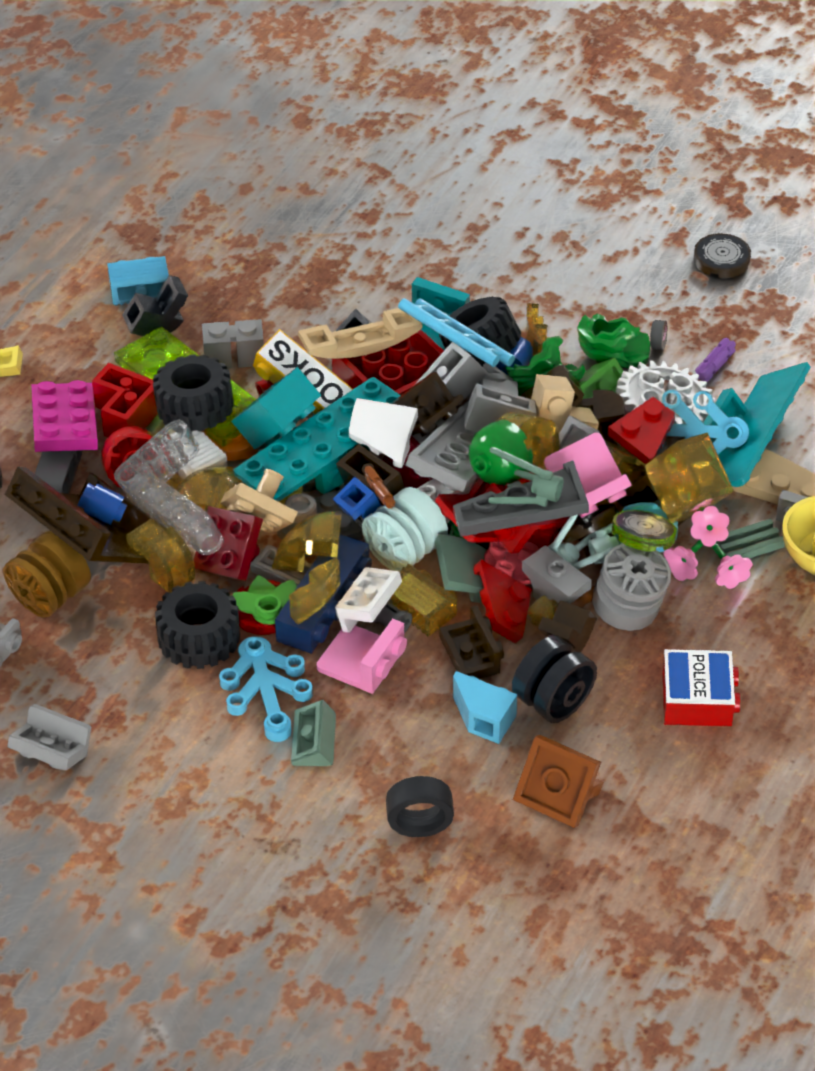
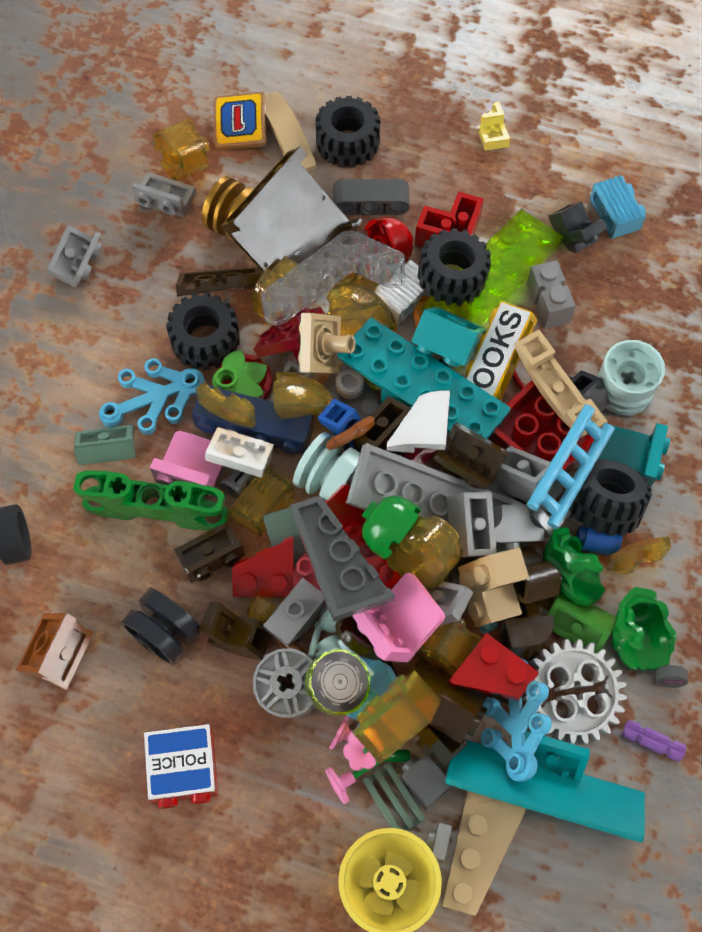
camera: 80 degrees right, 20 degrees up
(64, 416) = (412, 184): dark pink plate -> none
(102, 503) = (319, 230): blue brick -> none
(131, 610) = (216, 280): none -> dark brown wing
(351, 287) = (631, 376): none -> light aqua wheel
(403, 684) = (127, 499): none -> green piece
(484, 707) = (140, 570): medium azure slope -> none
(544, 484) = (340, 573): sand green plant -> none
(741, 507) = (424, 780): none -> dark grey brick

